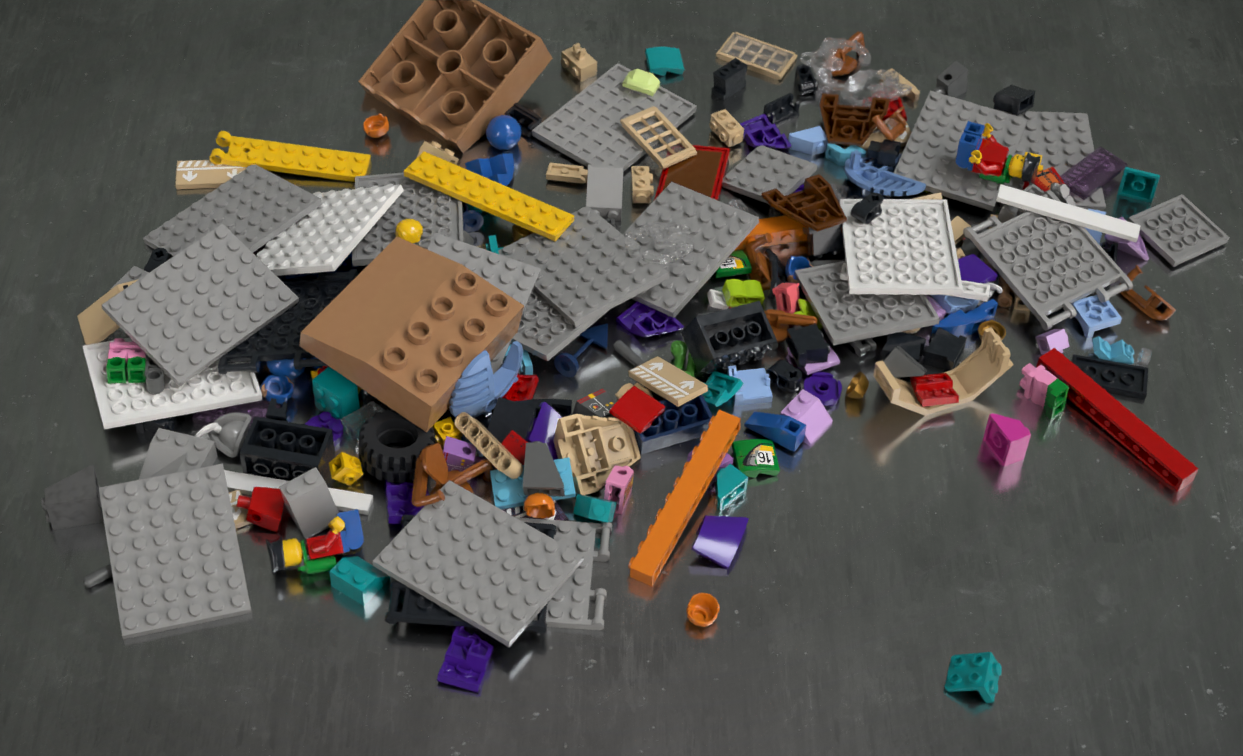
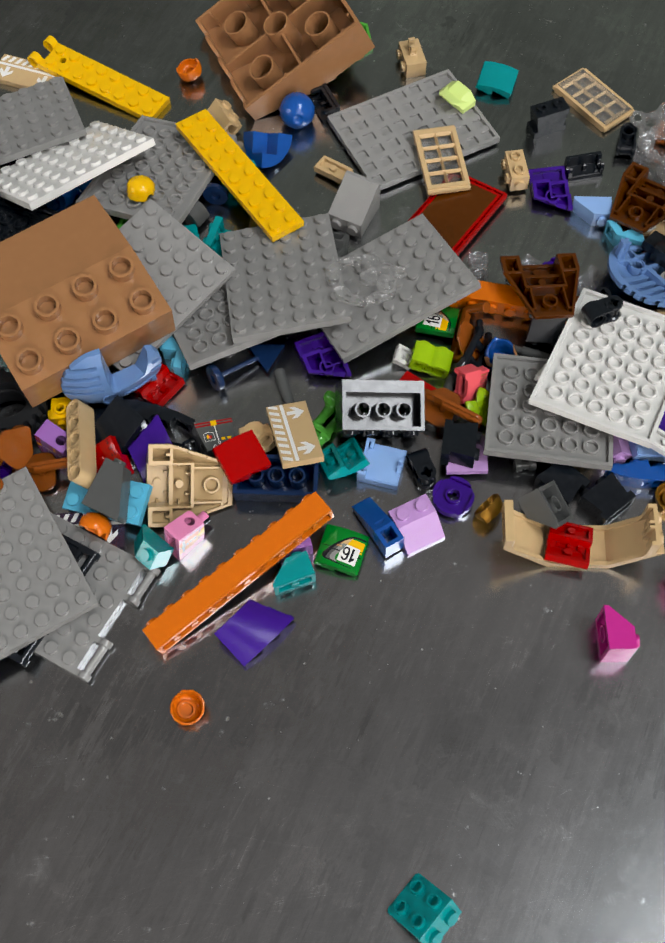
camera: 30 degrees right, 15 degrees up
(641, 183) = (396, 205): tan brick -> none
(767, 170) = (532, 233): light grey plate -> none

